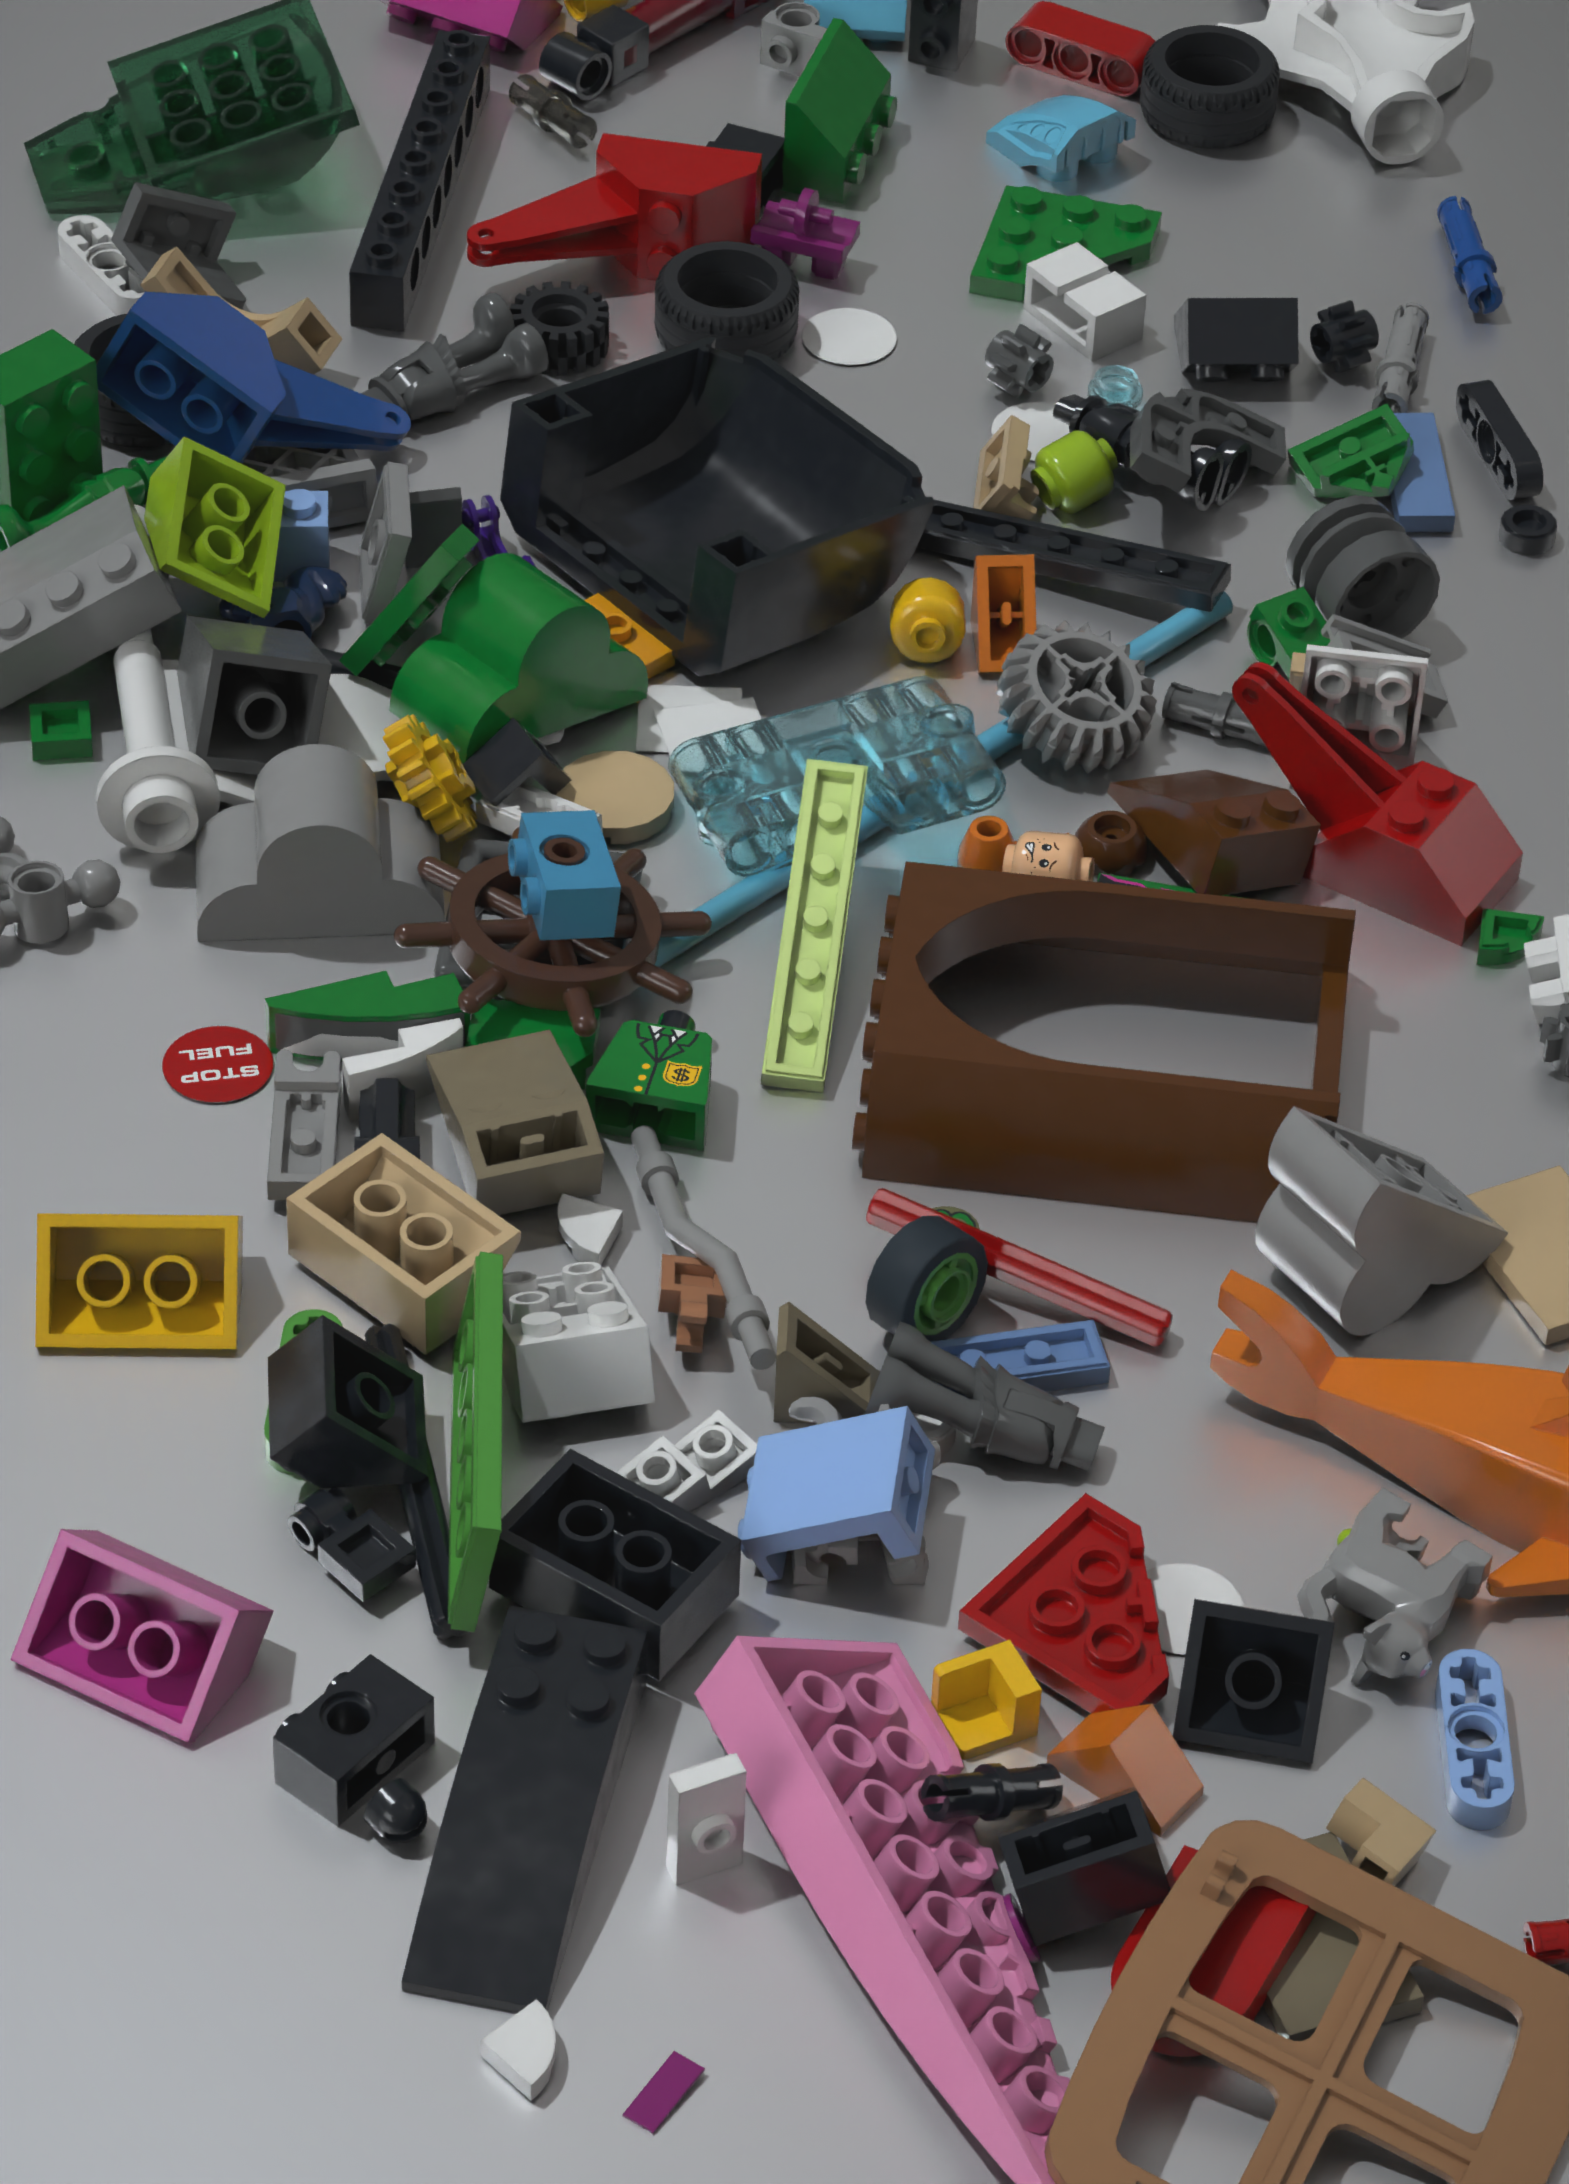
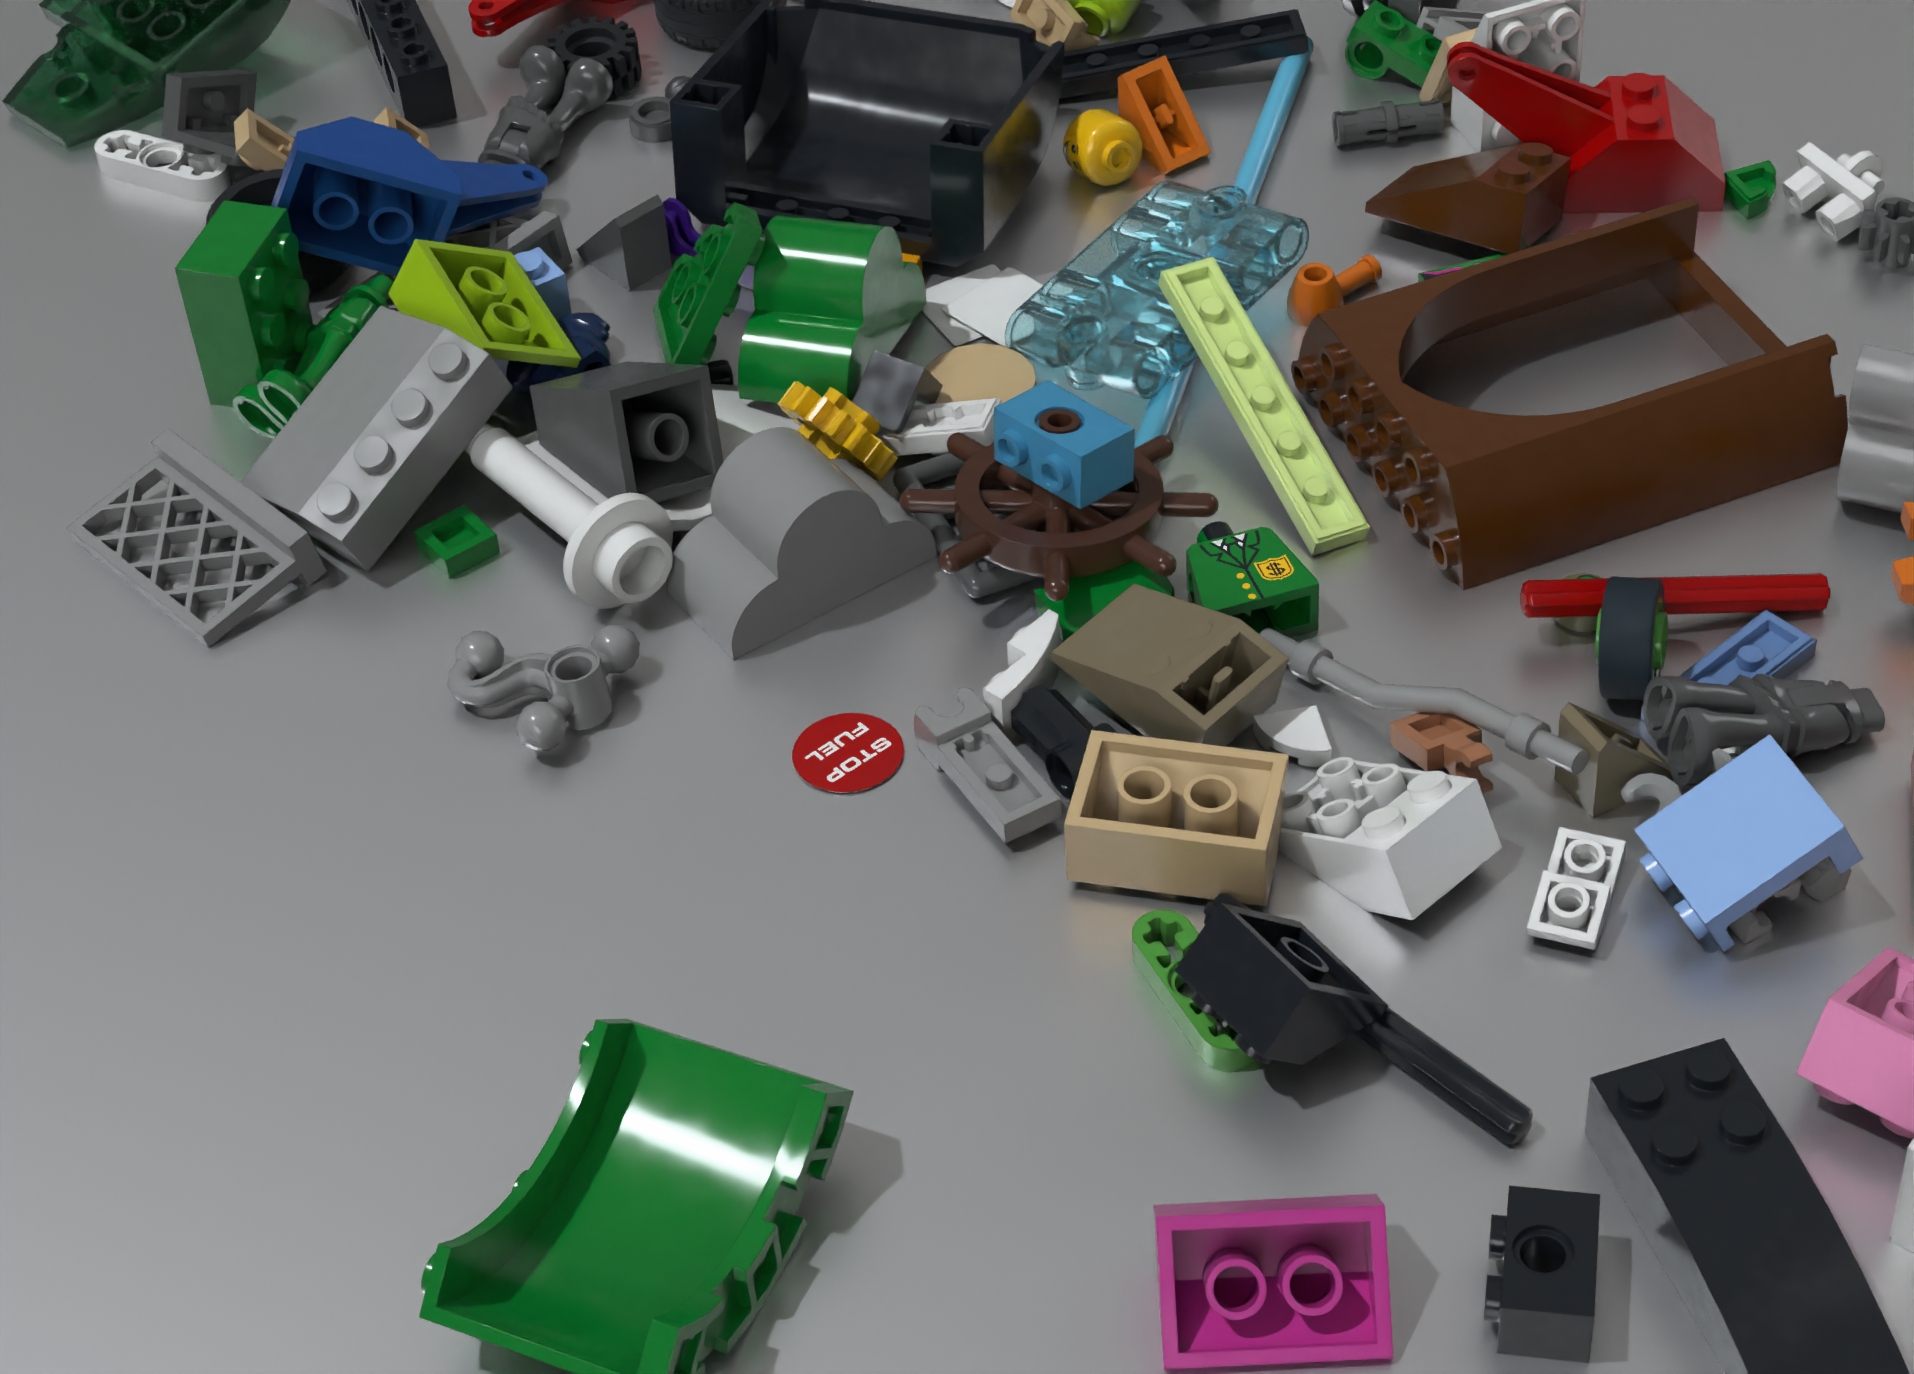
camera: 25 degrees left, 0 degrees up
(138, 1281) = (970, 964): yellow slope -> none
(354, 1549) = (1384, 1104): black plate -> none
(358, 1014) = (953, 650): green slope -> none
(385, 541) = (622, 268): light grey tile -> none
(397, 1812) = (1647, 1319): black hinge -> none
(476, 1442) = (1430, 952): bright green tile -> none
(616, 1556) = (1616, 991): black brick -> none
(1049, 856) = (1382, 273): light nougat head -> none
(1076, 696) = (1282, 150): light grey gear -> none
(1113, 842) = (1401, 249): reddish brown plate -> none

